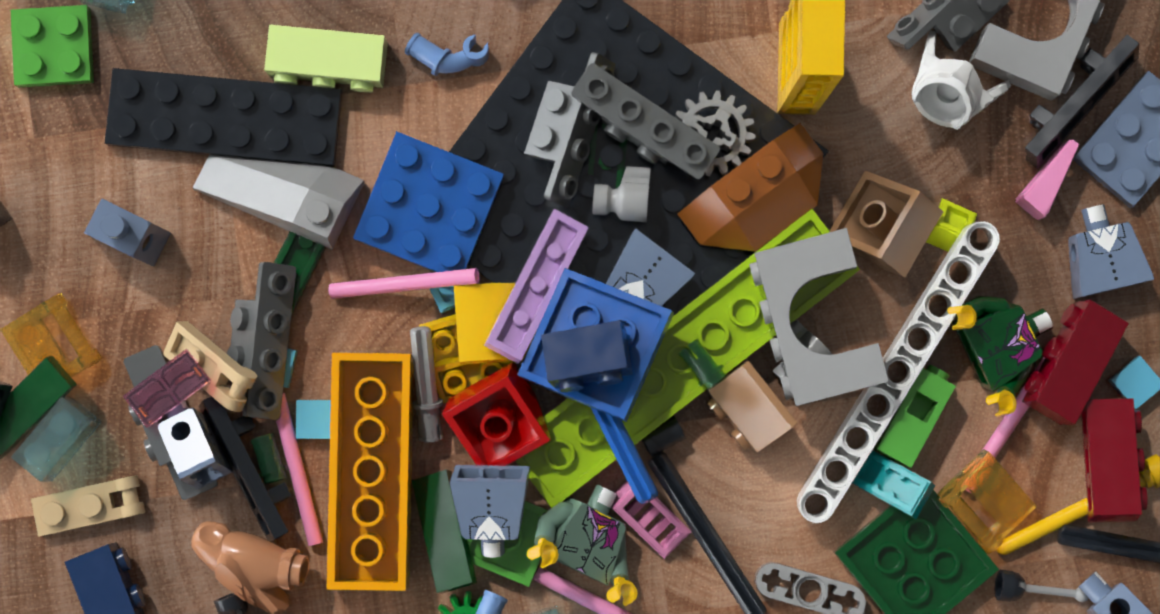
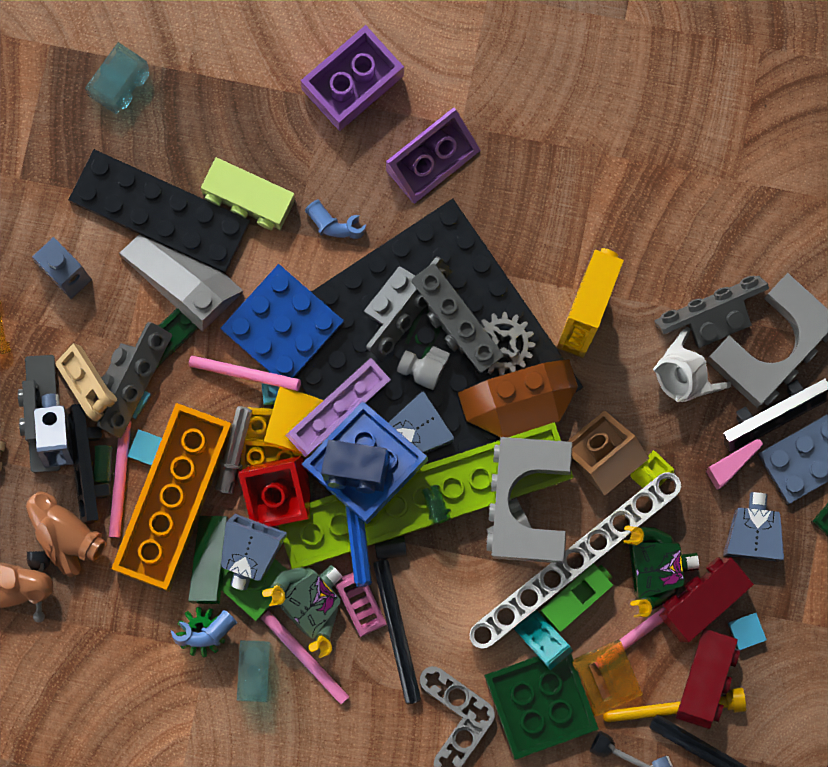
camera: 15 degrees right, 5 degrees down
(52, 46) = (56, 118): bright green plate -> none
(167, 388) = (50, 386): clear pink tile -> none
(750, 408) = (459, 548): medium nougat slope -> none

